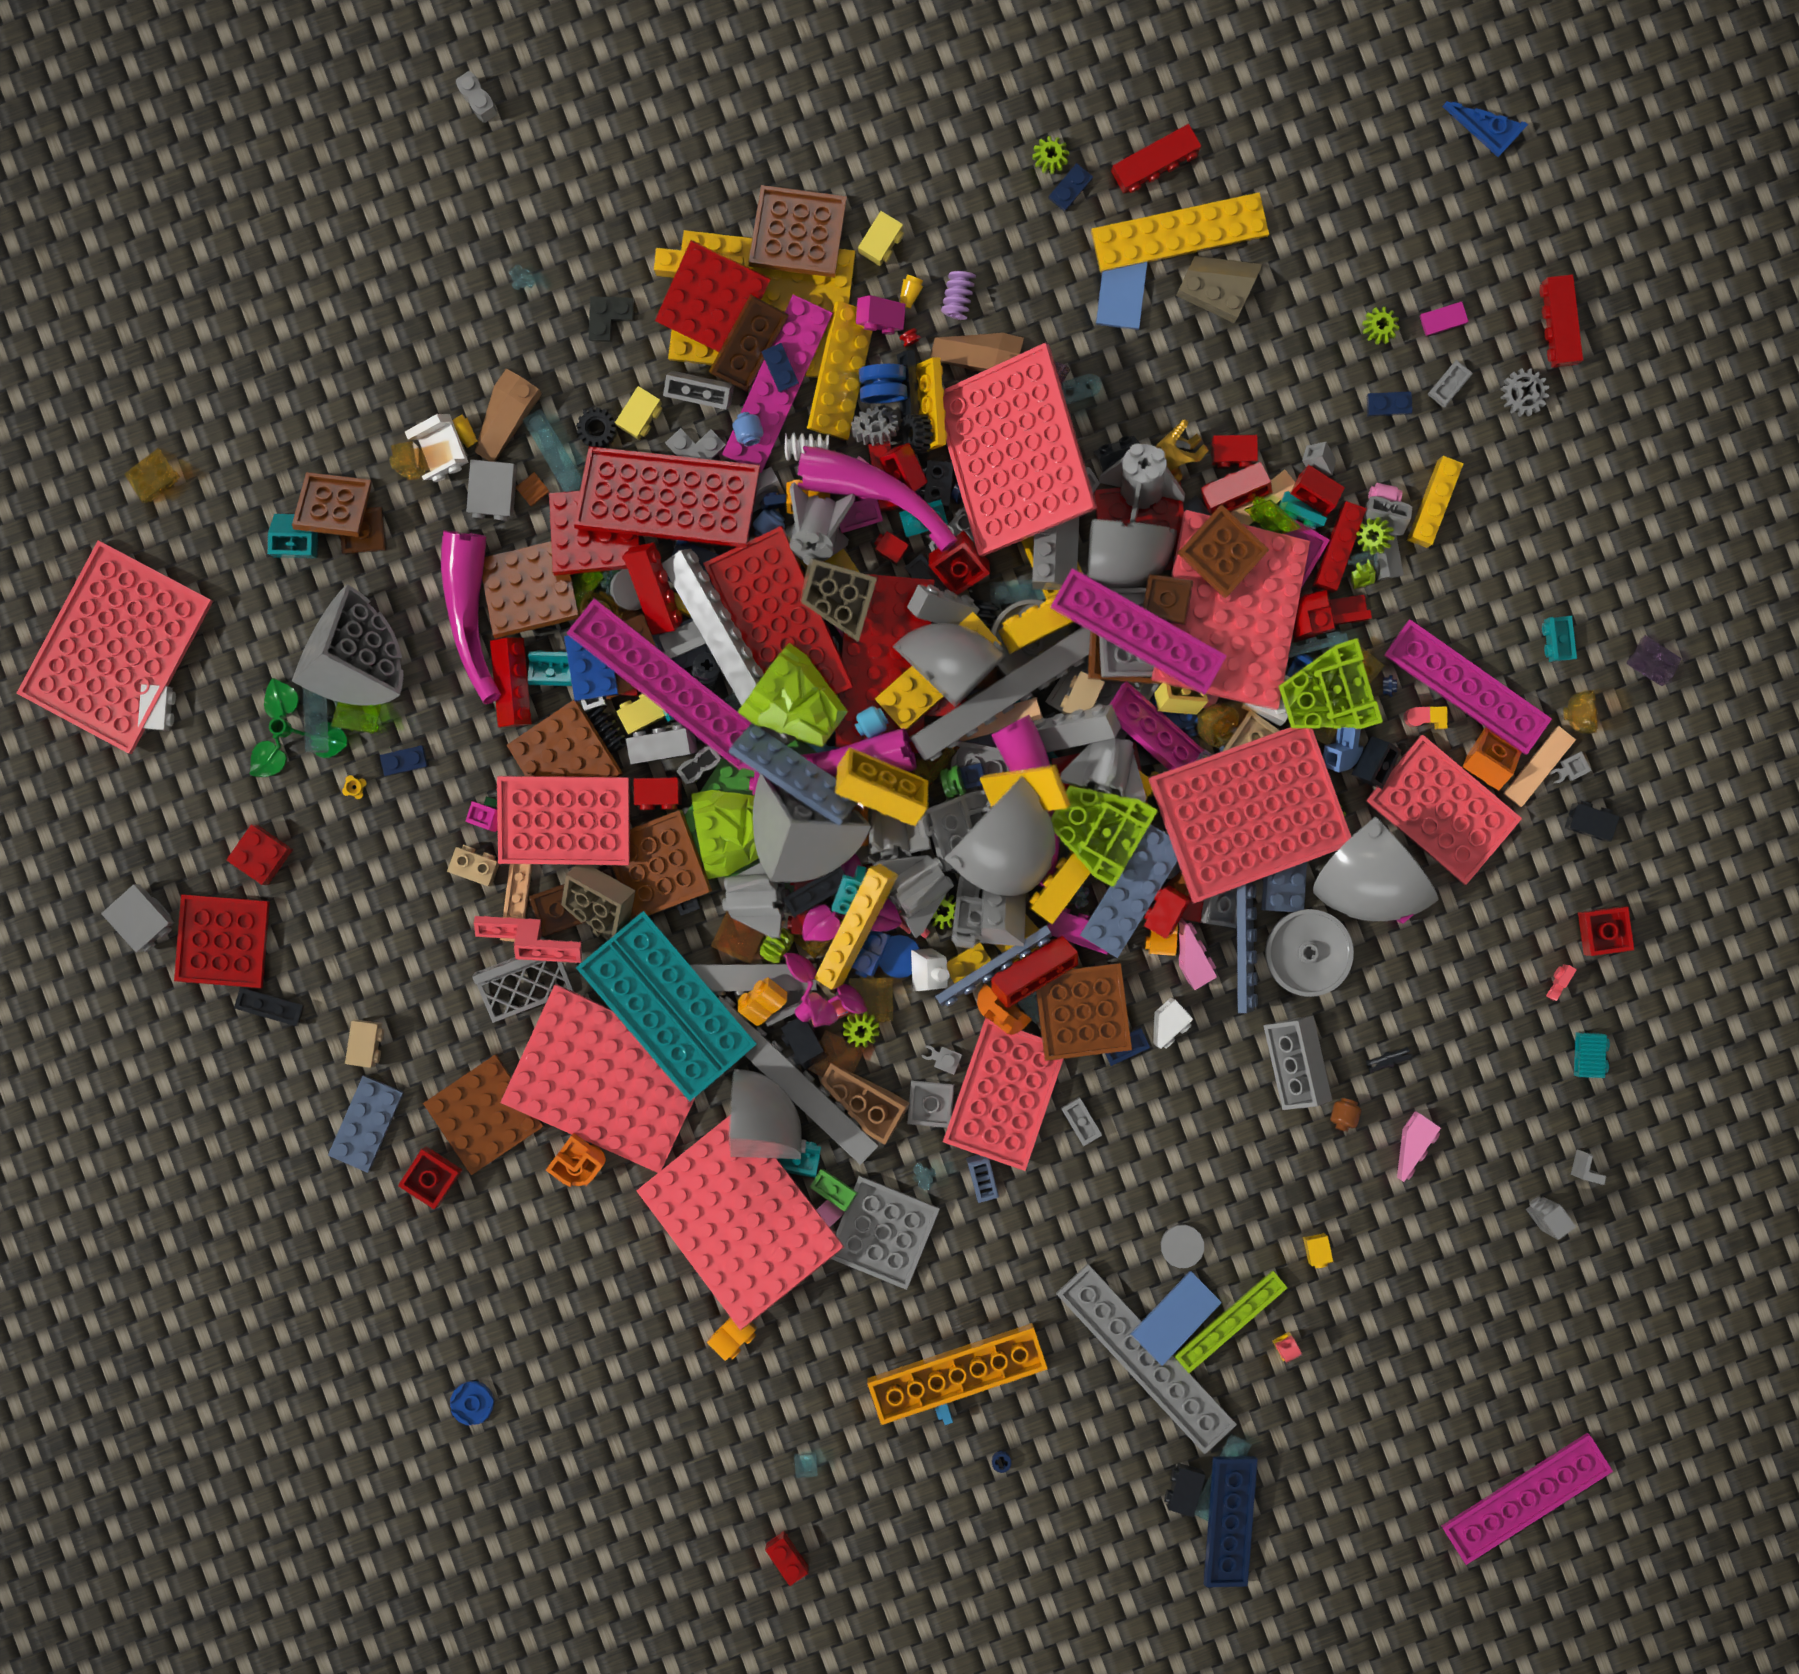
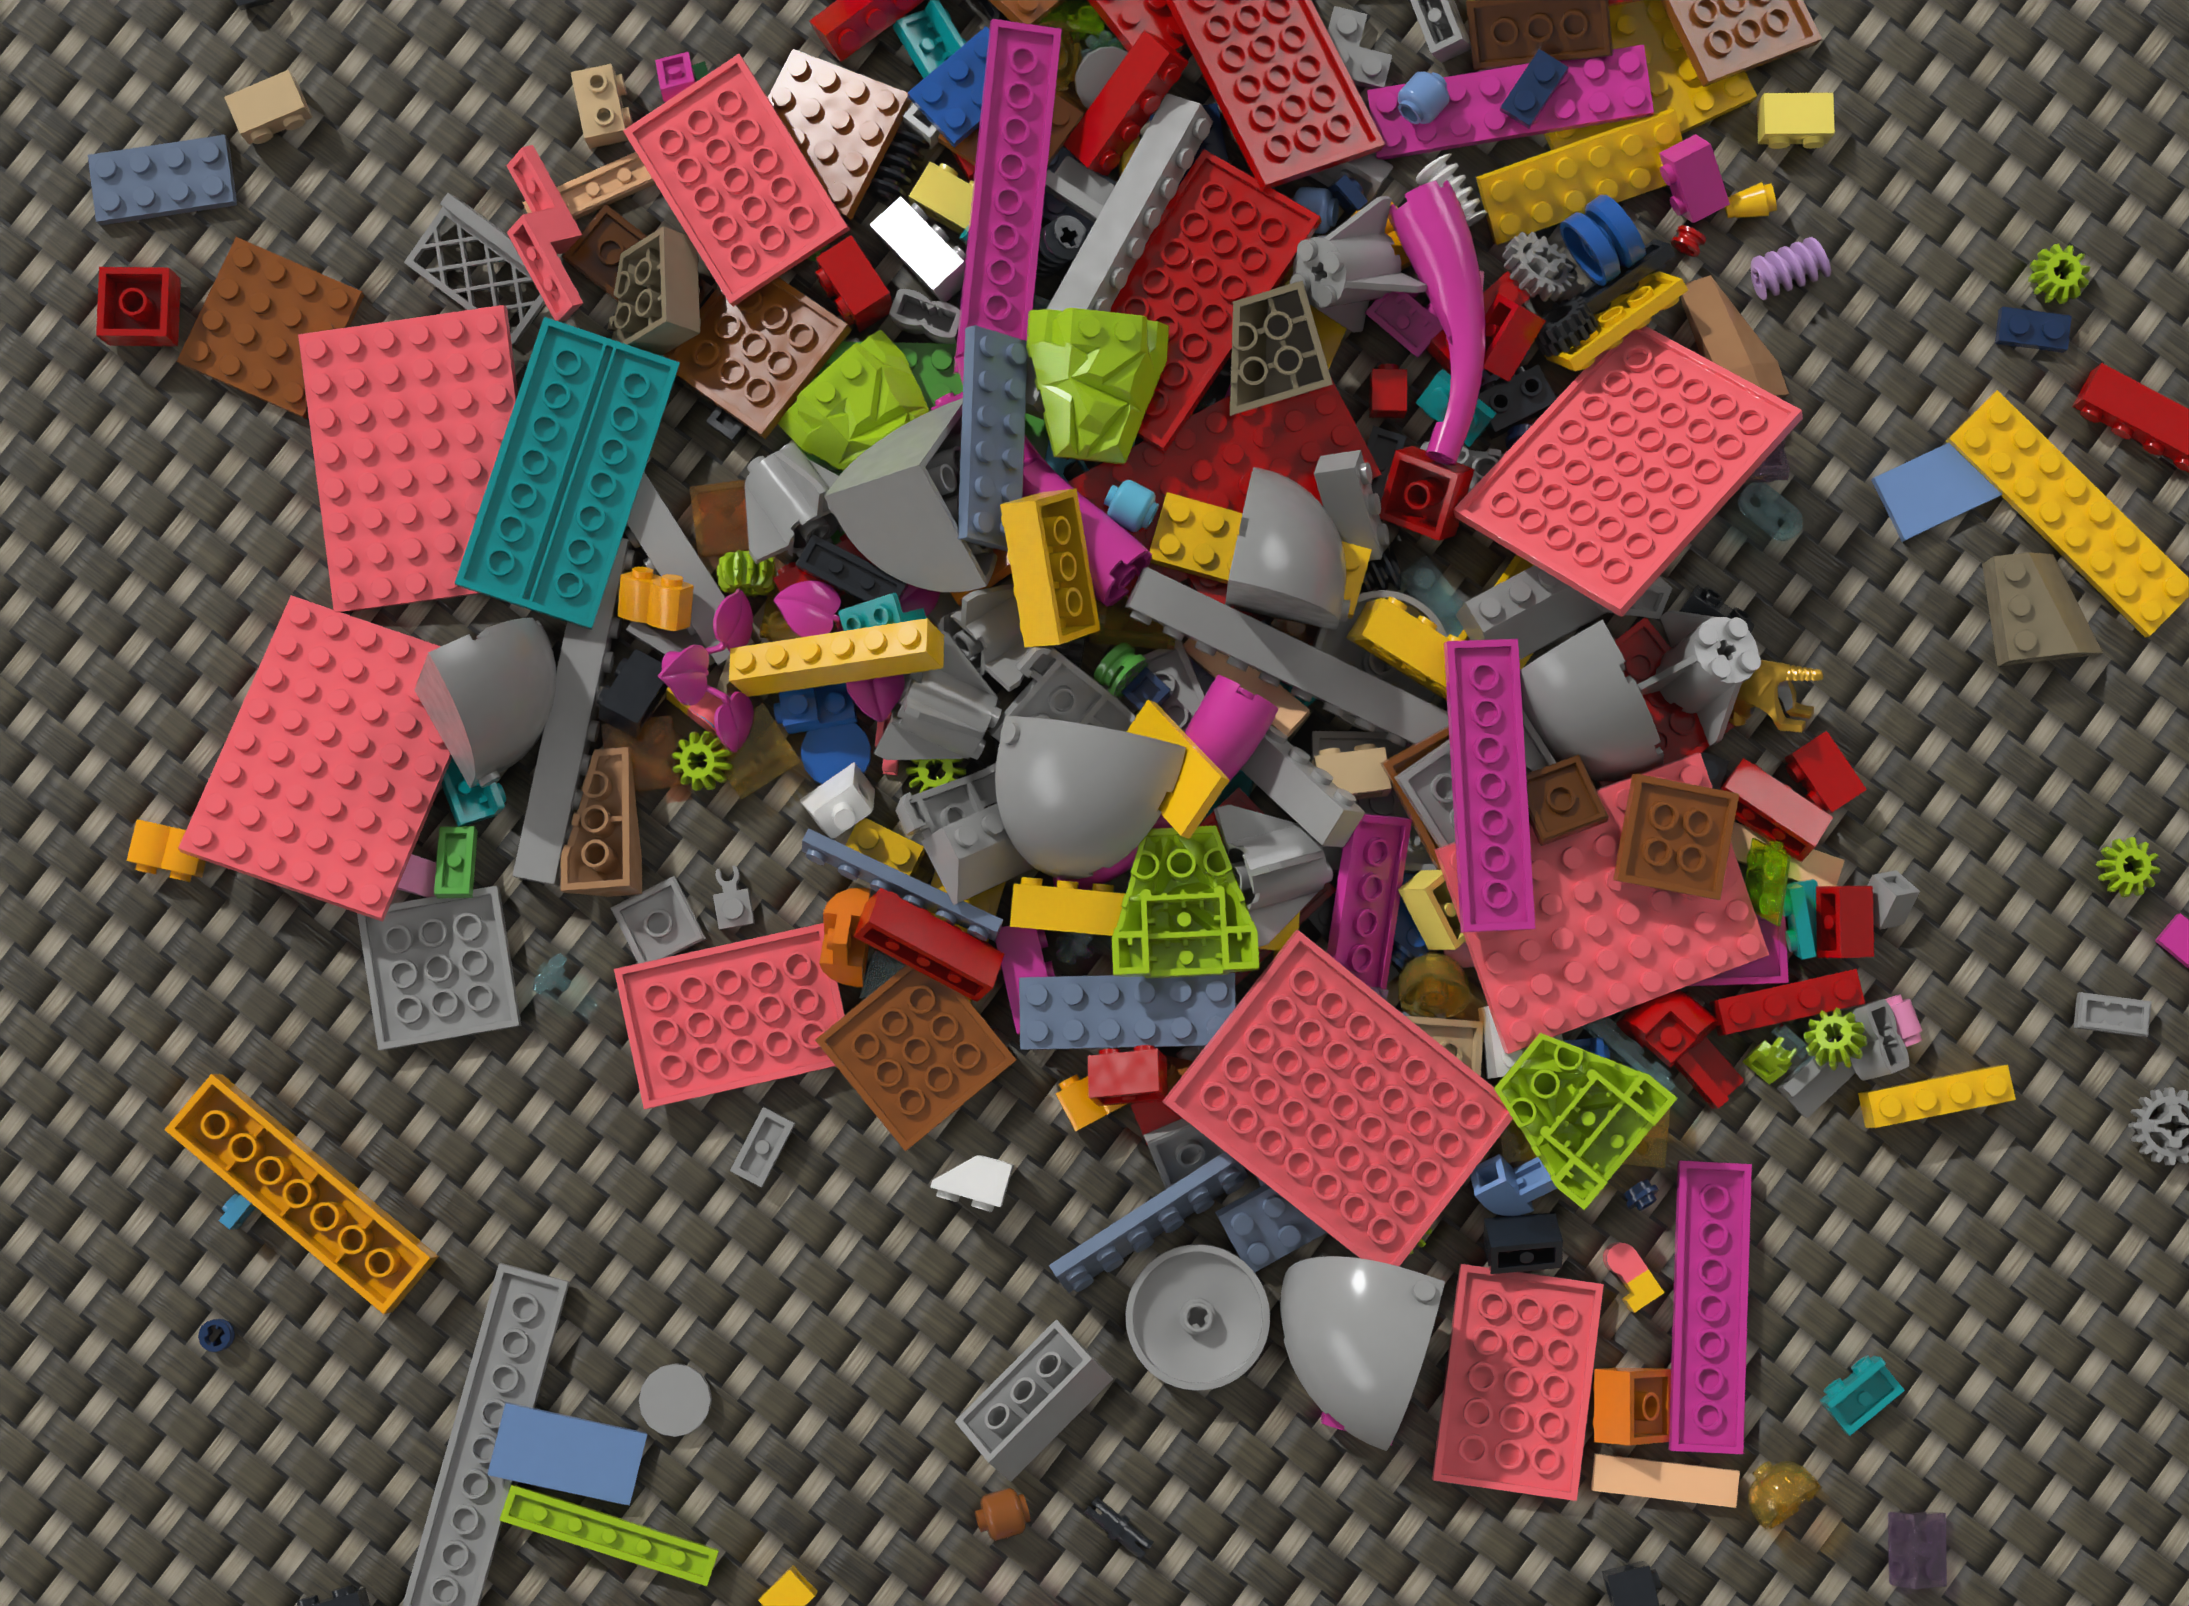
camera: 60 degrees right, 5 degrees down
(577, 1162) = (280, 488): orange brick -> none
(805, 1465) = (48, 1064): clear light blue plate -> none
(979, 1160) = (620, 1037): sand blue slope -> none
(1138, 1044) = (919, 1157): dark blue plate -> none
(1192, 960) = (1083, 1159): bright pink slope -> none
(1389, 404) = (2029, 948): dark blue plate -> none
(1572, 767) = (1694, 1528): light grey plate -> none

